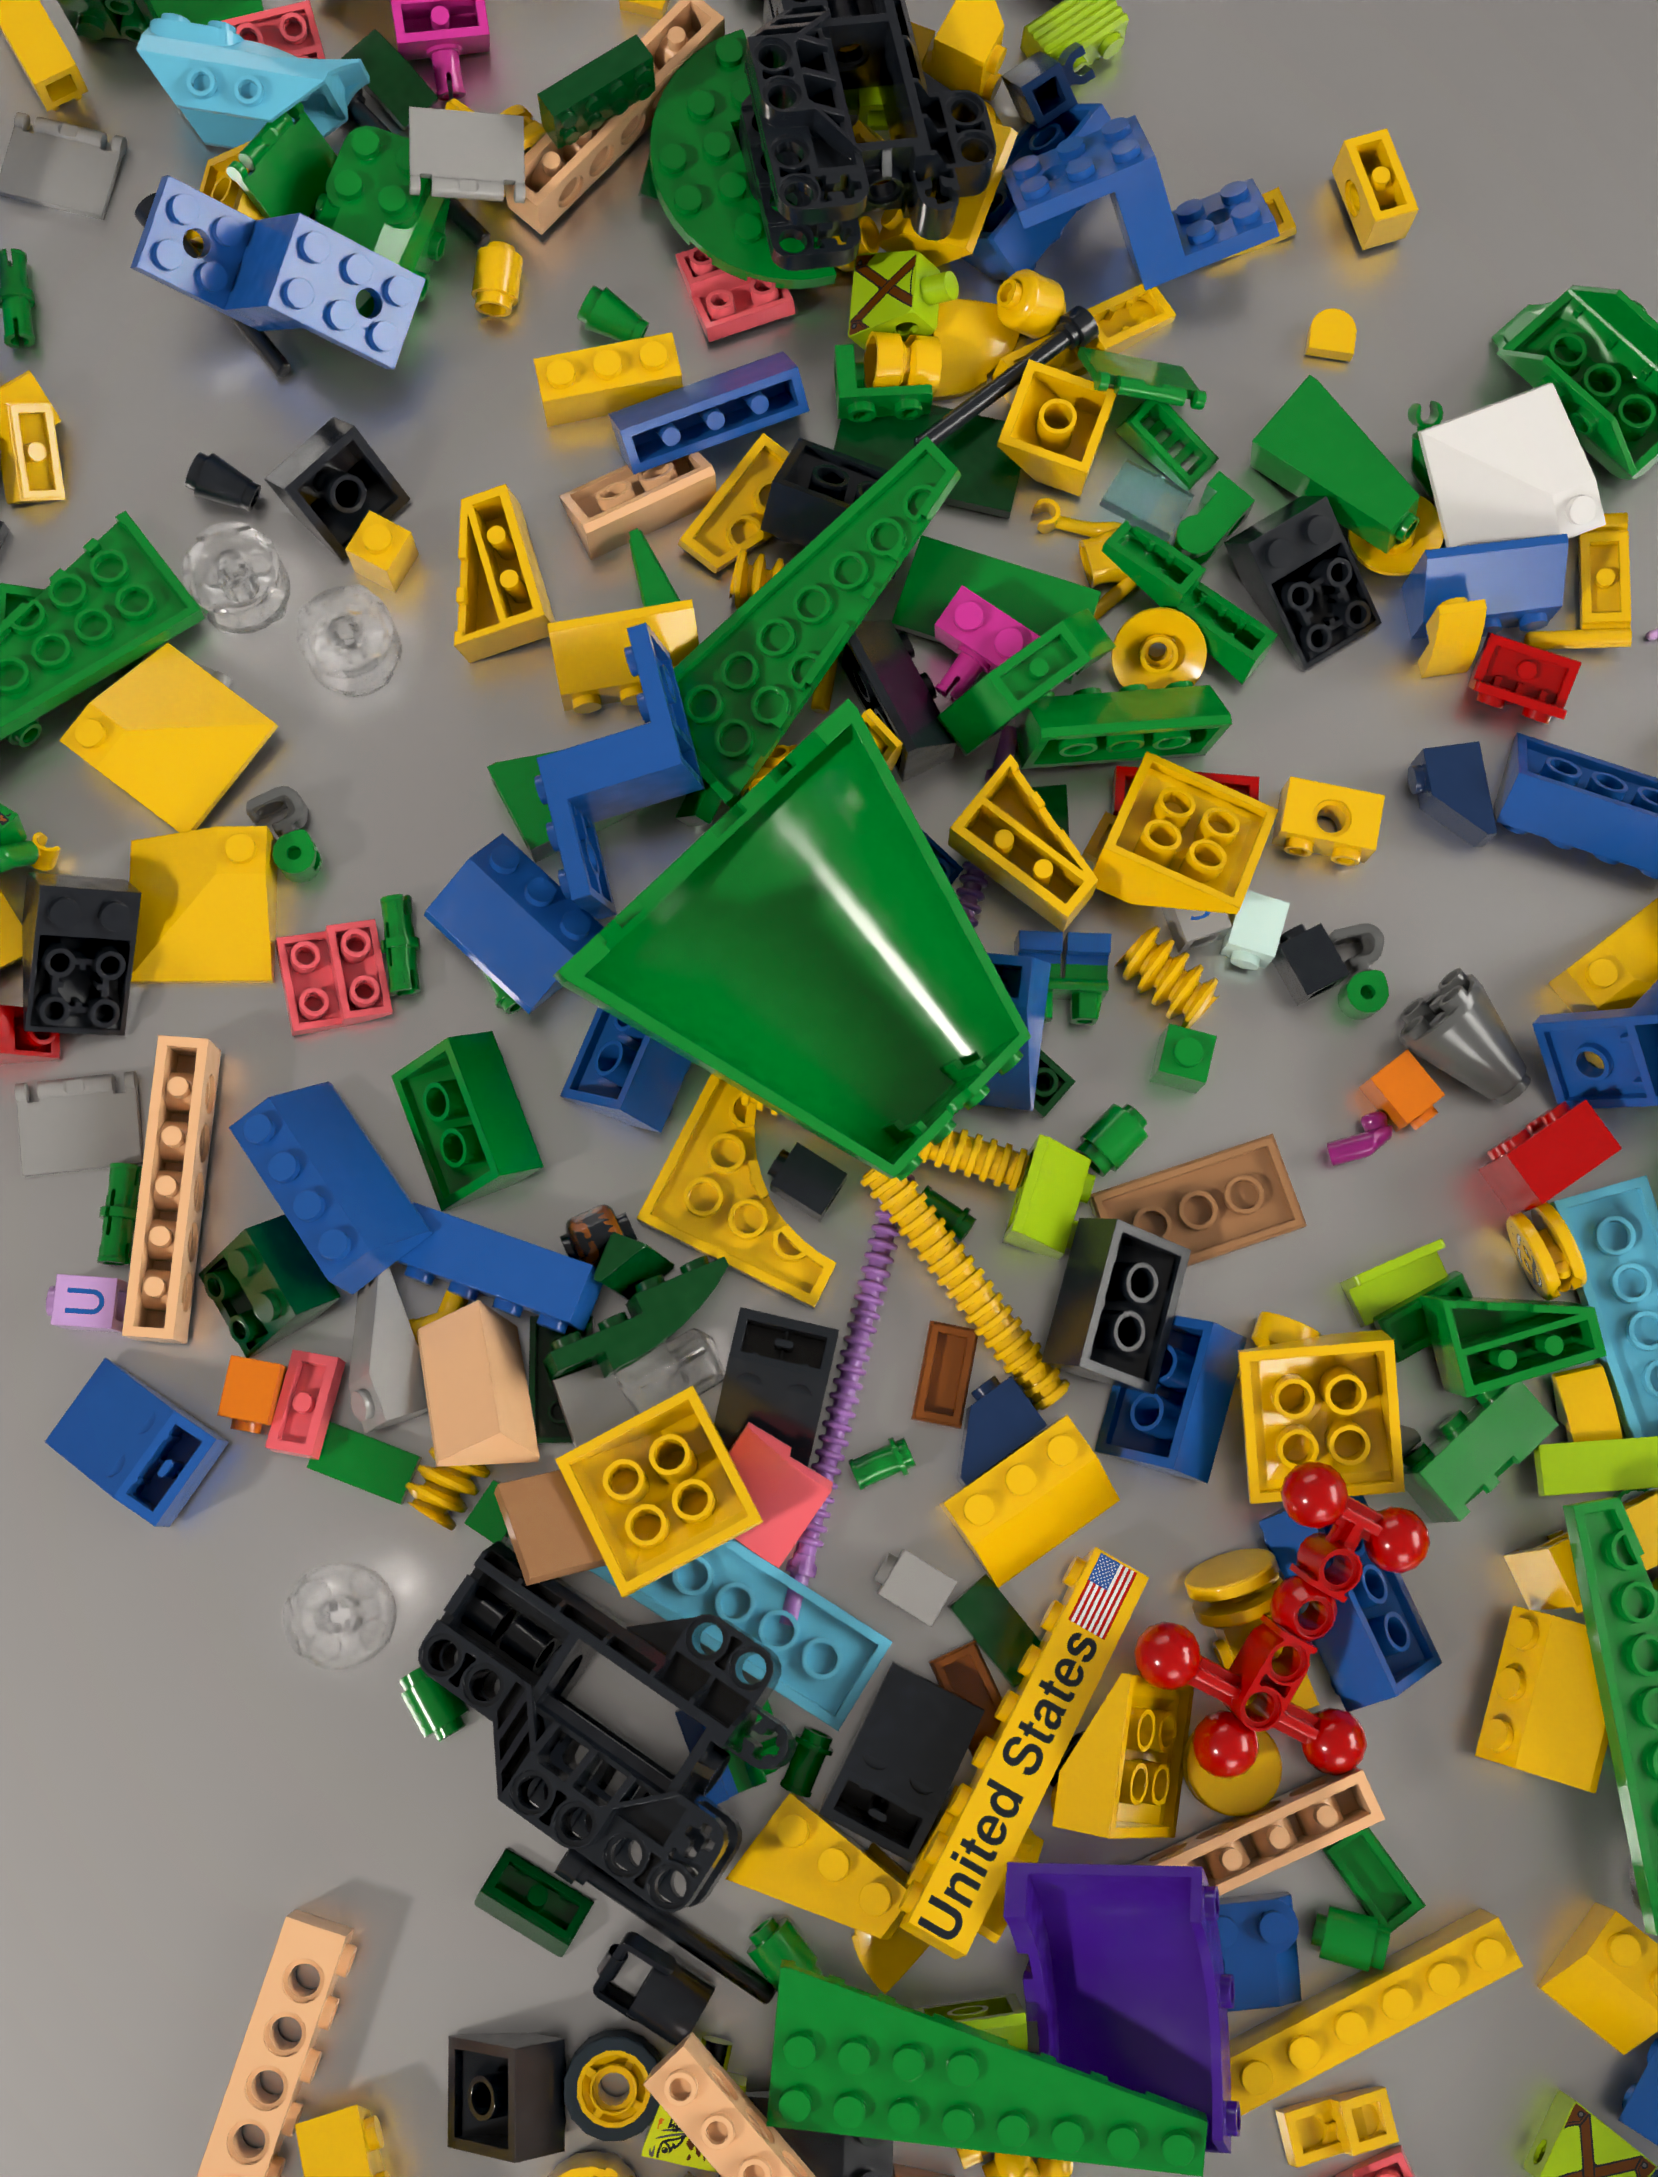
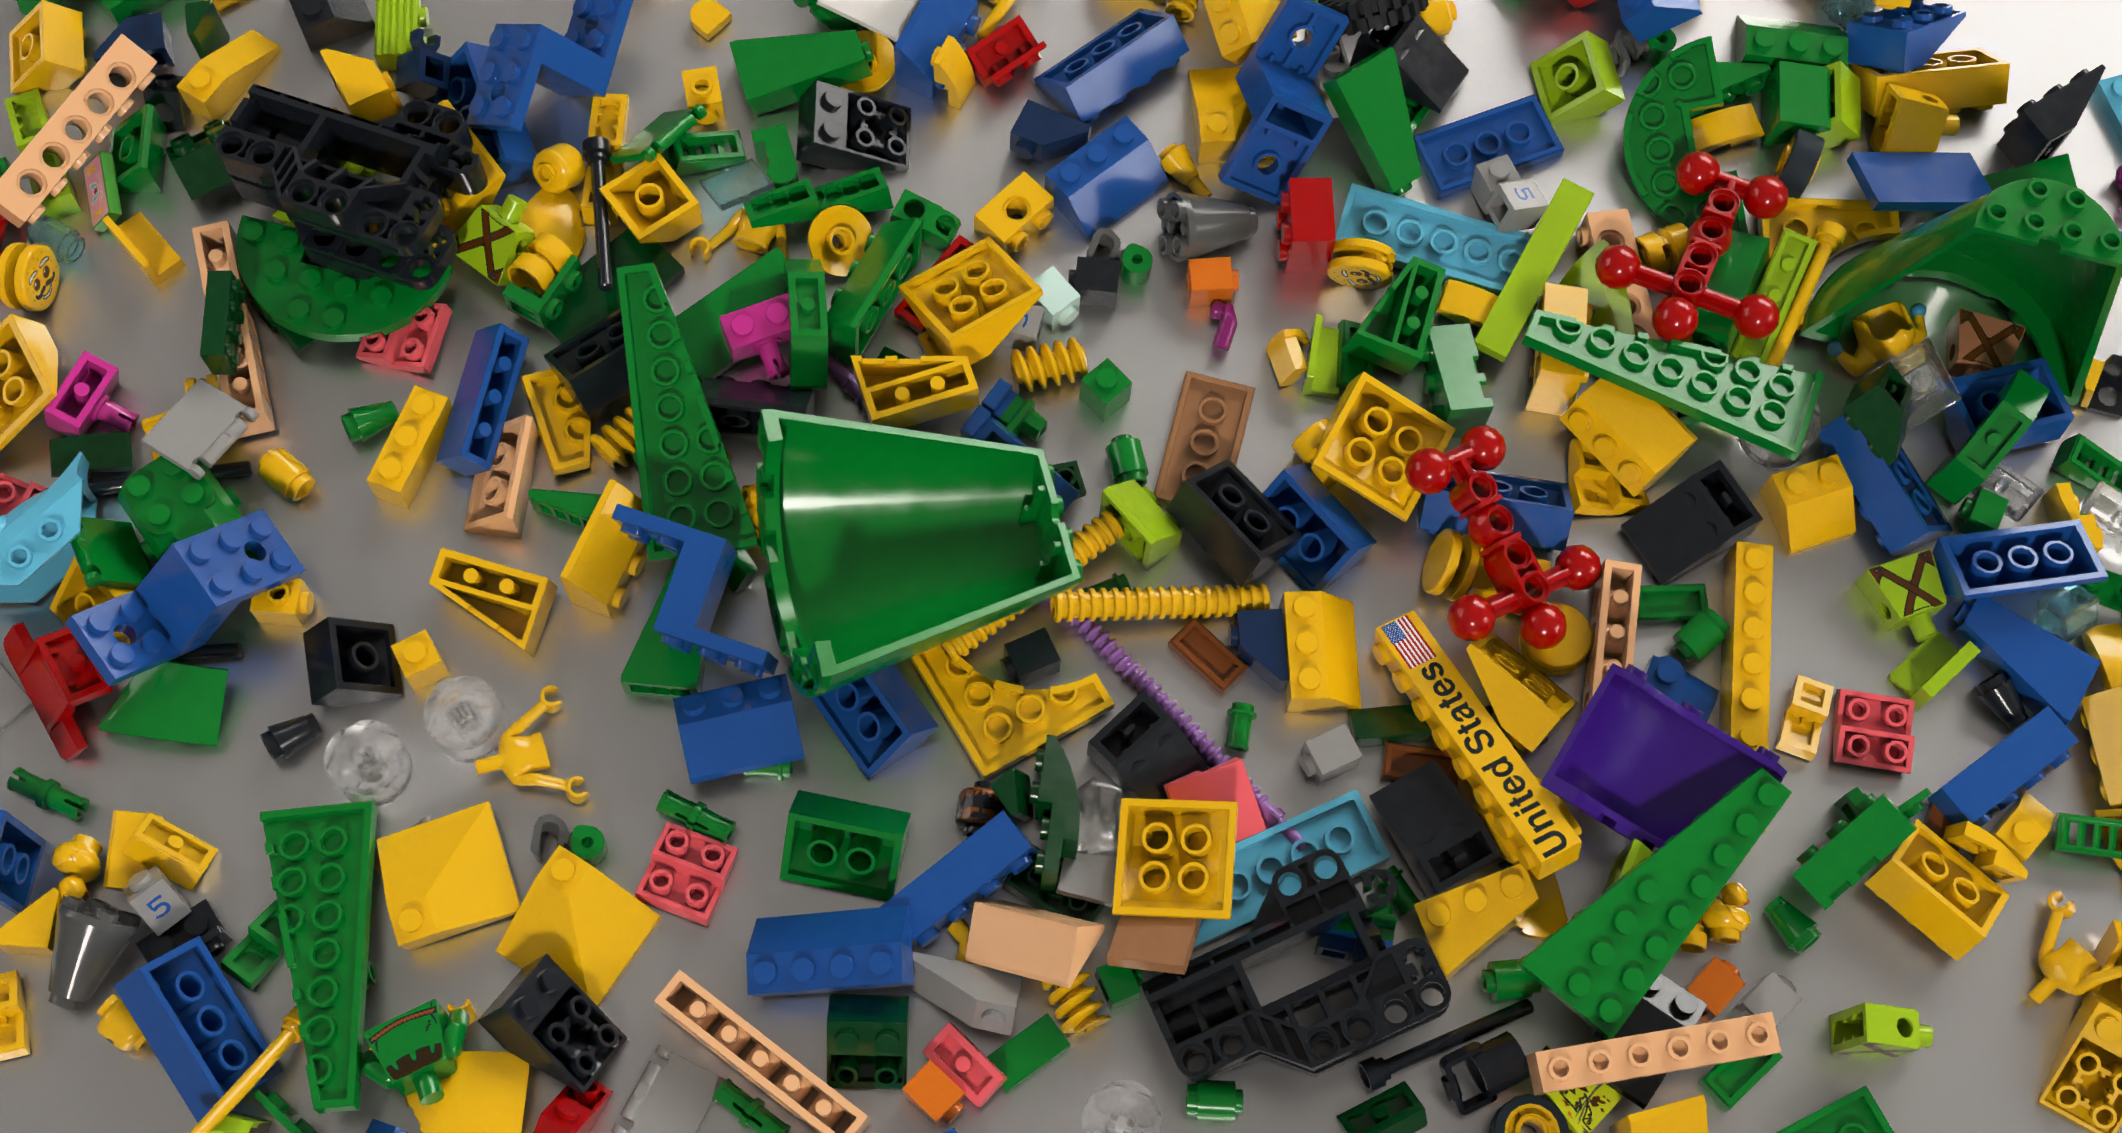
camera: 55 degrees left, 10 degrees down
(120, 221) = (56, 680): none -> red plate
(176, 346) = (171, 704): none -> green slope
(354, 729) = (526, 755): none -> yellow piece
(358, 380) = (284, 604): none -> yellow brick
(1231, 392) = (703, 88): none -> yellow brick
(1252, 728) = (938, 224): none -> green leg
(1371, 1236) = (1287, 355): none -> yellow tile
(1447, 892) = (1106, 178): none -> blue slope
(1456, 1702) = (1596, 489): none -> yellow brick
(1489, 1845) = (1692, 522): none -> black slope
(1525, 966) = (1179, 164): none -> yellow cone

